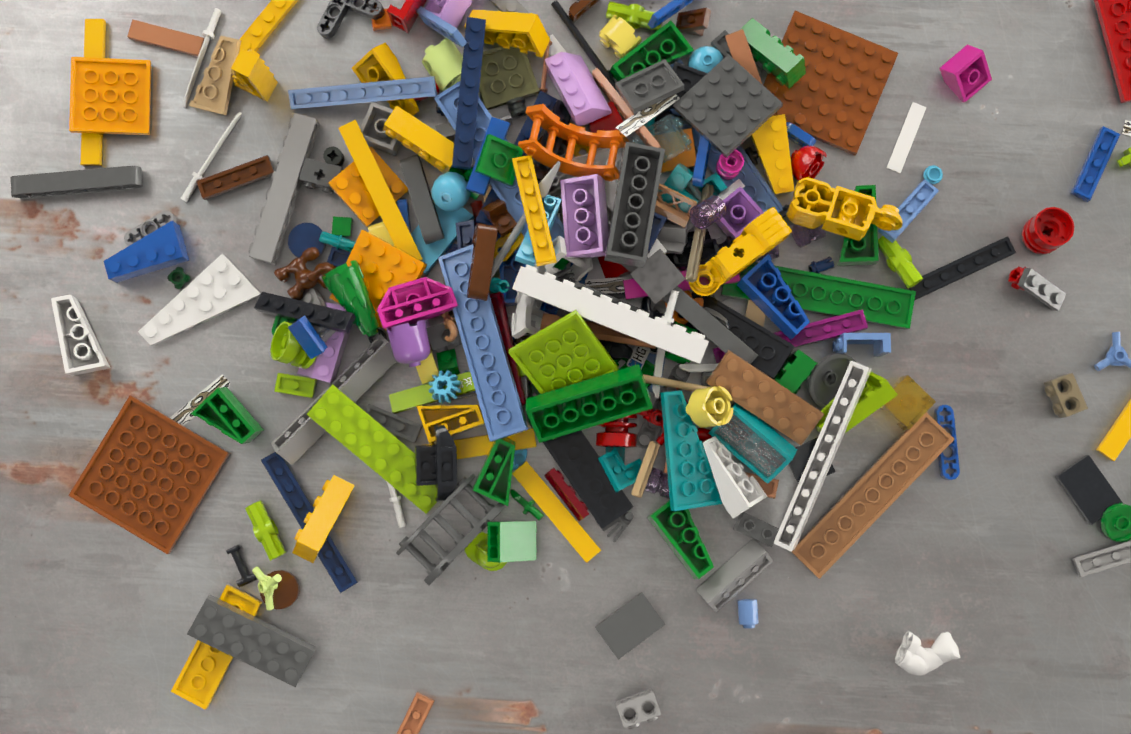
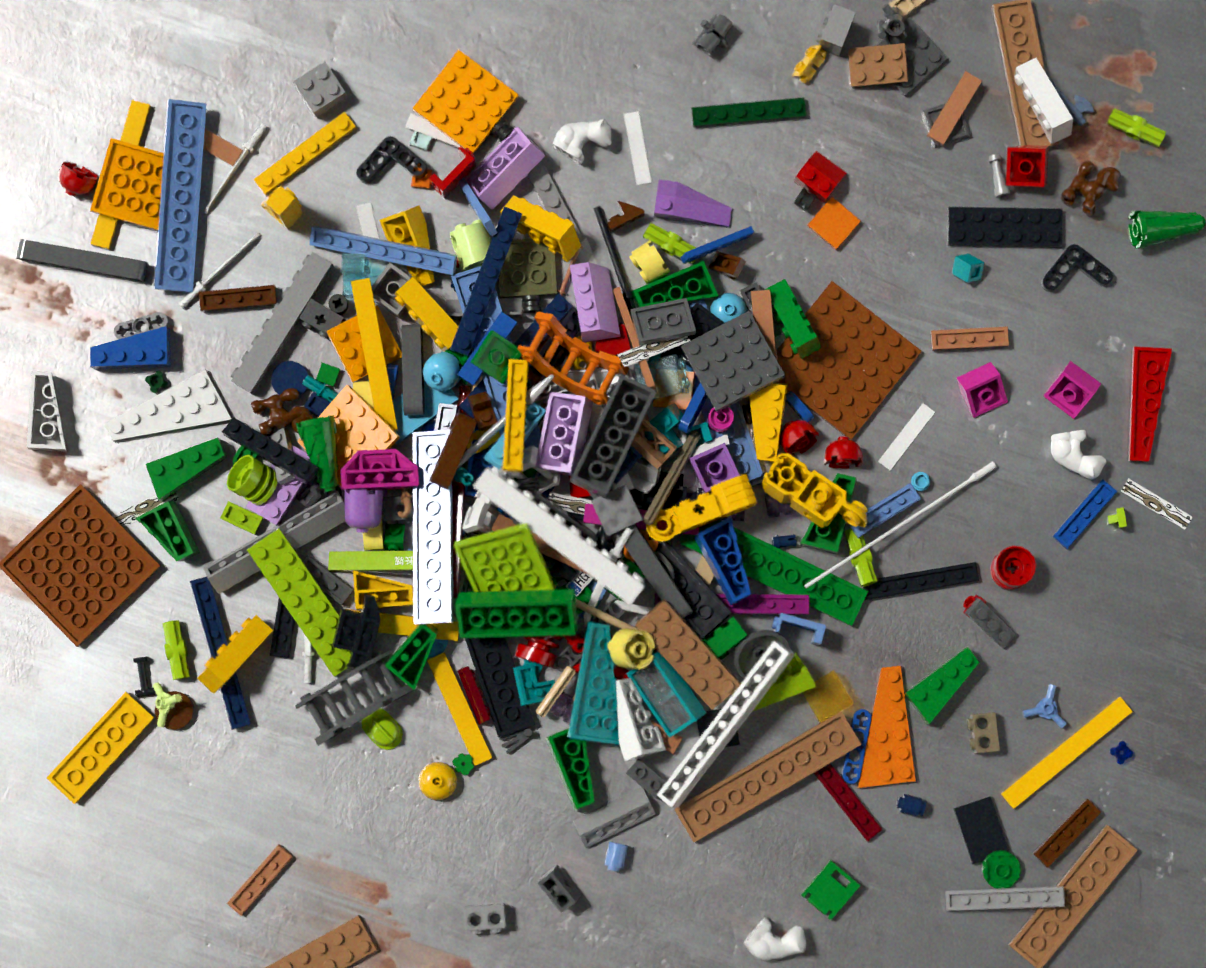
camera: 15 degrees right, 0 degrees up
(49, 106) = (75, 179): none -> red cylinder
(153, 95) = (180, 196): none -> medium blue plate
(217, 83) = (247, 195): tan wing -> none
(227, 350) = (179, 469): none -> green wedge
(251, 640) = (137, 750): dark grey brick -> none
(307, 337) = (267, 477): blue panel -> none
(338, 114) = (353, 268): none -> clear light blue brick
(343, 77) = (369, 229): none -> white sticker
(356, 344) = (310, 494): none -> flat silver plate
(365, 485) = (282, 632): none -> black tile
(438, 390) = (378, 562): medium azure gear -> none
(511, 541) = (408, 724): brick -> none
(528, 506) = (434, 697): green piece -> none
(564, 585) = (447, 781): none -> yellow cylinder
(575, 568) = (460, 767): none -> green plant
(630, 625) = (499, 837): dark grey tile -> none
(703, 661) = (559, 888): none -> dark grey brick
(707, 212) = (683, 460): clear purple wheel -> none
(854, 167) = (843, 453): none -> red cylinder
(939, 29) = (969, 338): none -> nougat plate
(955, 498) = (848, 801): none -> dark red tile
(961, 591) = (828, 892): none -> green container
(977, 431) = (888, 742): none -> orange wing
(982, 157) = (975, 477): none -> white piece
(1010, 363) = (939, 686): none -> green wedge
(1016, 484) = (911, 805): none -> dark blue brick
(1050, 50) = (1072, 389): none -> dark pink slope
(1065, 108) = (1067, 452): none -> white animal

